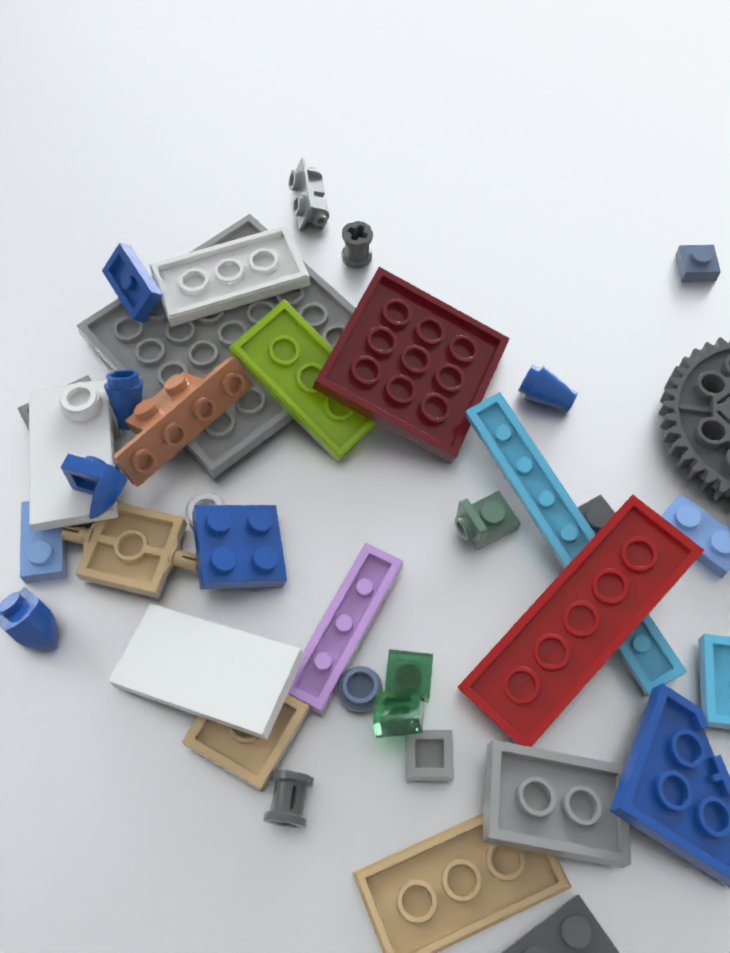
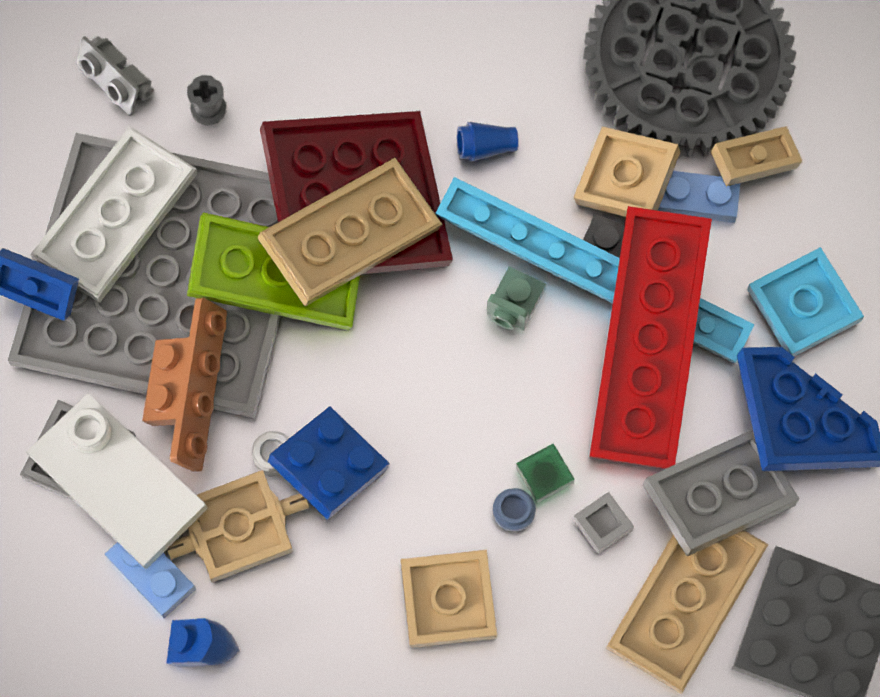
camera: 35 degrees left, 10 degrees up
(95, 478) = (172, 487): blue plate -> none
(124, 394) = (120, 397): blue cone -> none
(208, 670) = (385, 577): white tile -> none
(288, 799) = (522, 628): dark grey bush -> none
(344, 626) = (465, 468): lavender plate -> none
(385, 380) = (349, 231): none -> tan tile
(398, 712) = (561, 506): clear green plate -> none
(652, 474) = (626, 172): none -> tan plate

